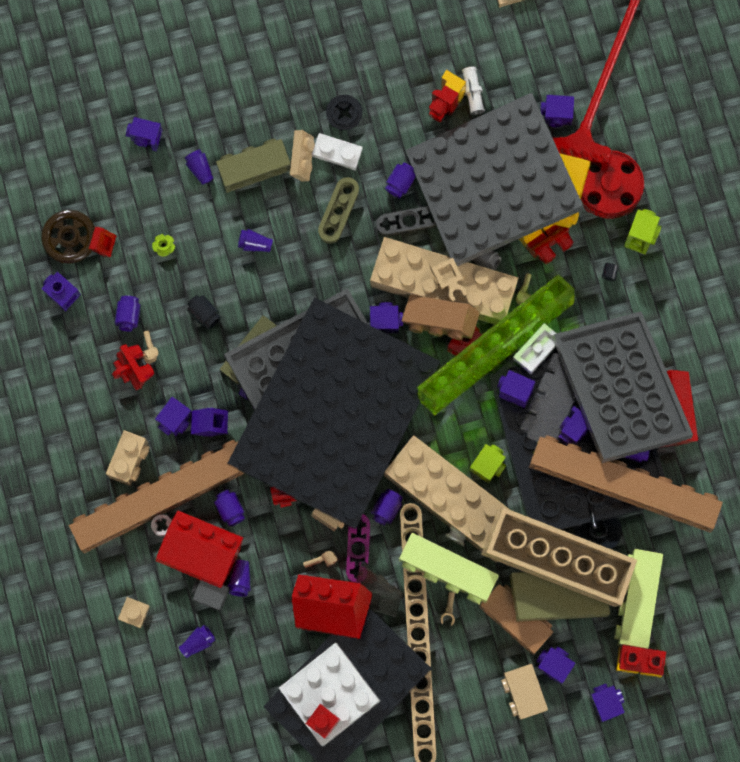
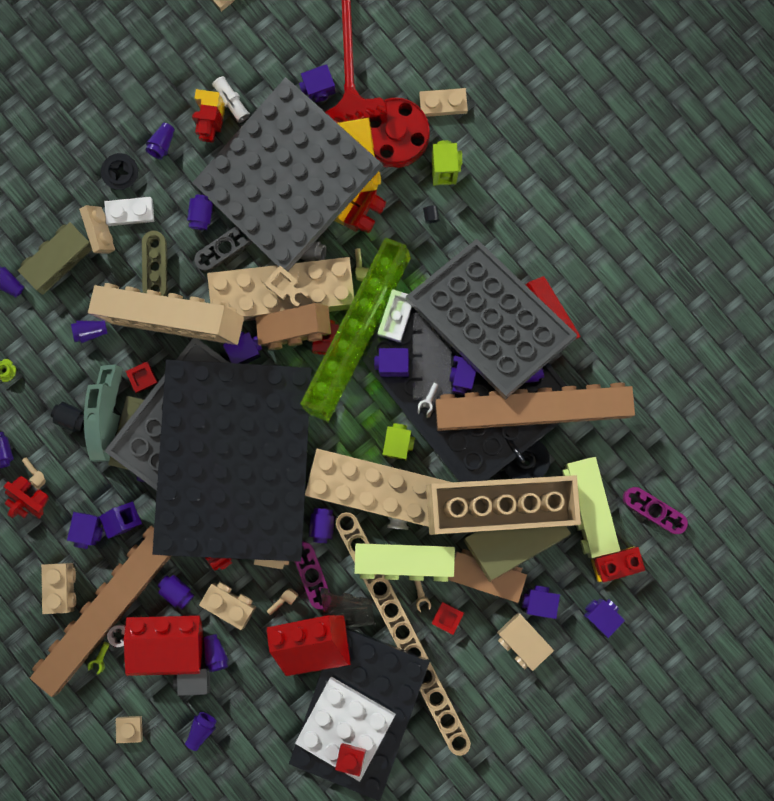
camera: 25 degrees left, 5 degrees up
(136, 537) = (99, 659): none -> lime hand
(230, 323) = (99, 419): none -> sand green slope
(271, 541) = (227, 605): none -> tan brick
(283, 304) = (142, 377): none -> red plate
(332, 257) = (166, 314): none -> tan brick
(392, 101) = (160, 141): none -> dark purple cone
(464, 640) = (447, 618): none -> red plate
(530, 438) = (428, 401): none -> white hand
(666, 175) = (443, 102): none -> tan plate
(687, 628) = (674, 514): none -> magenta beam

